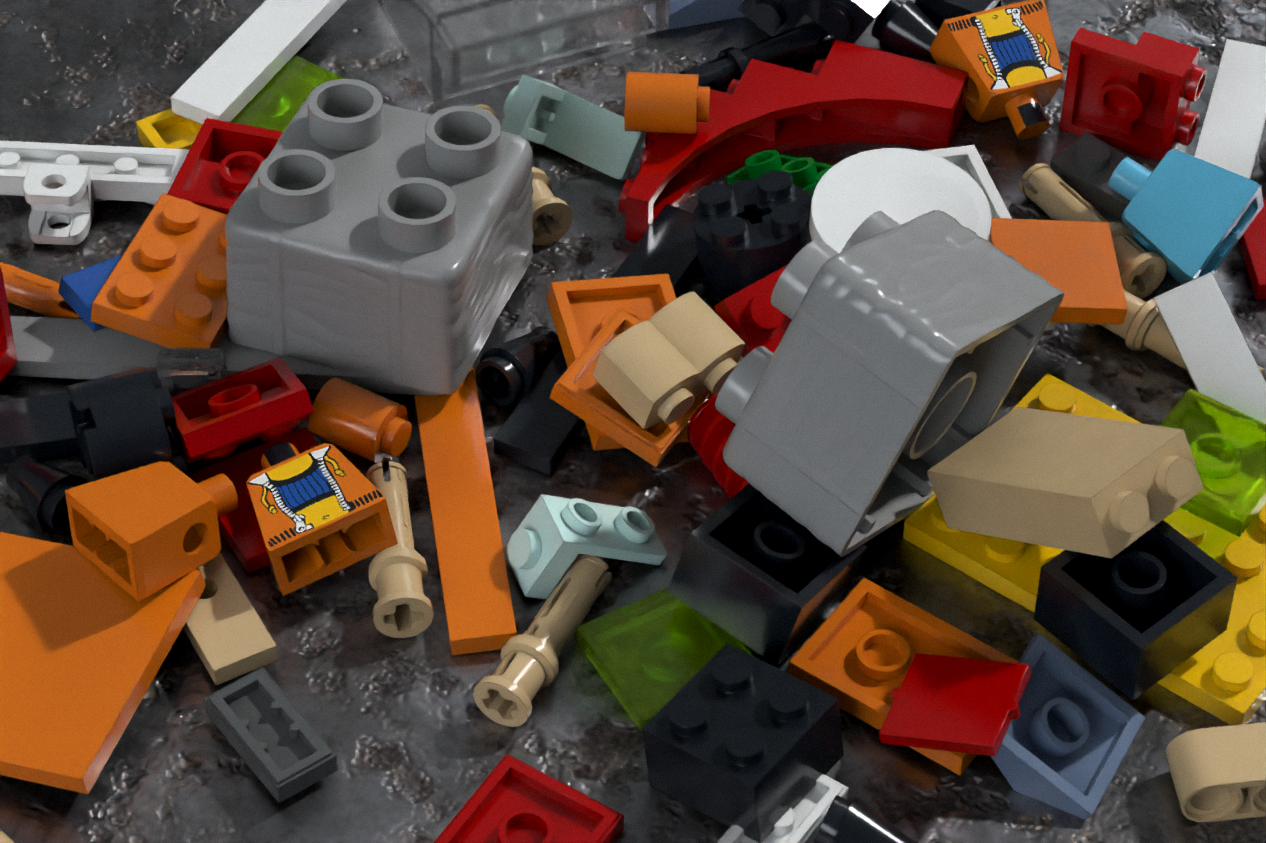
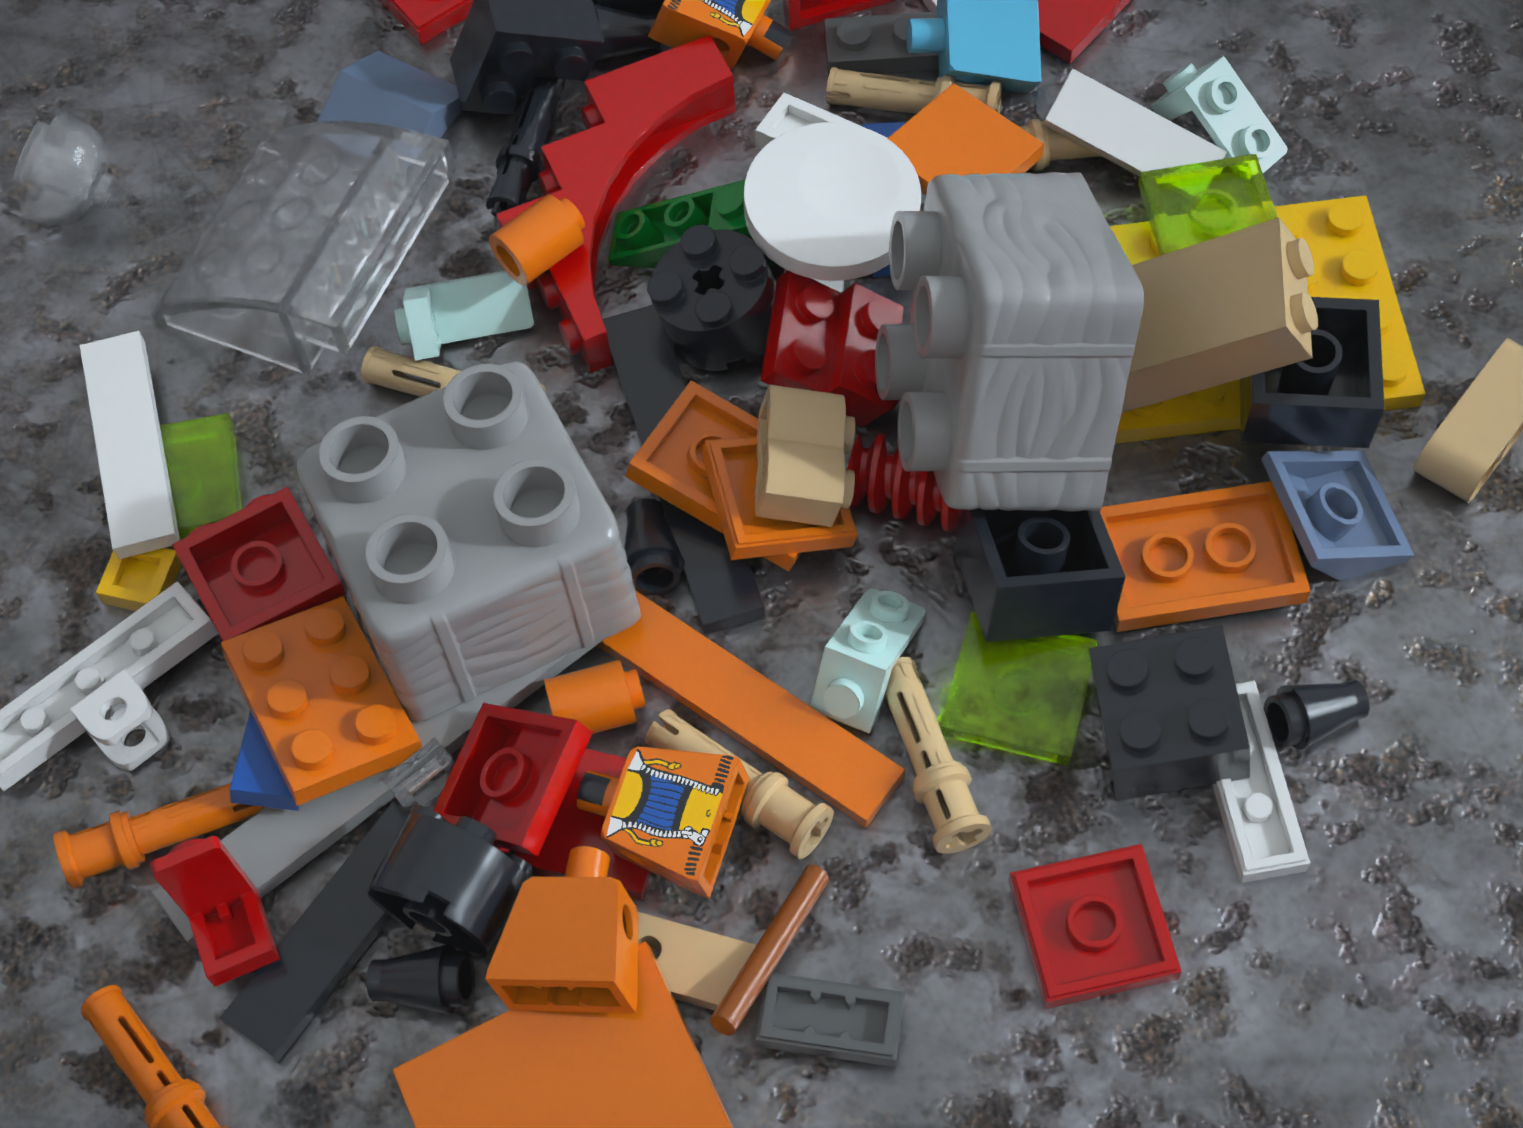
camera: 40 degrees left, 15 degrees up
(280, 653) = (769, 950): none -> dark orange bar
(955, 704) = (1277, 555): red piece -> none

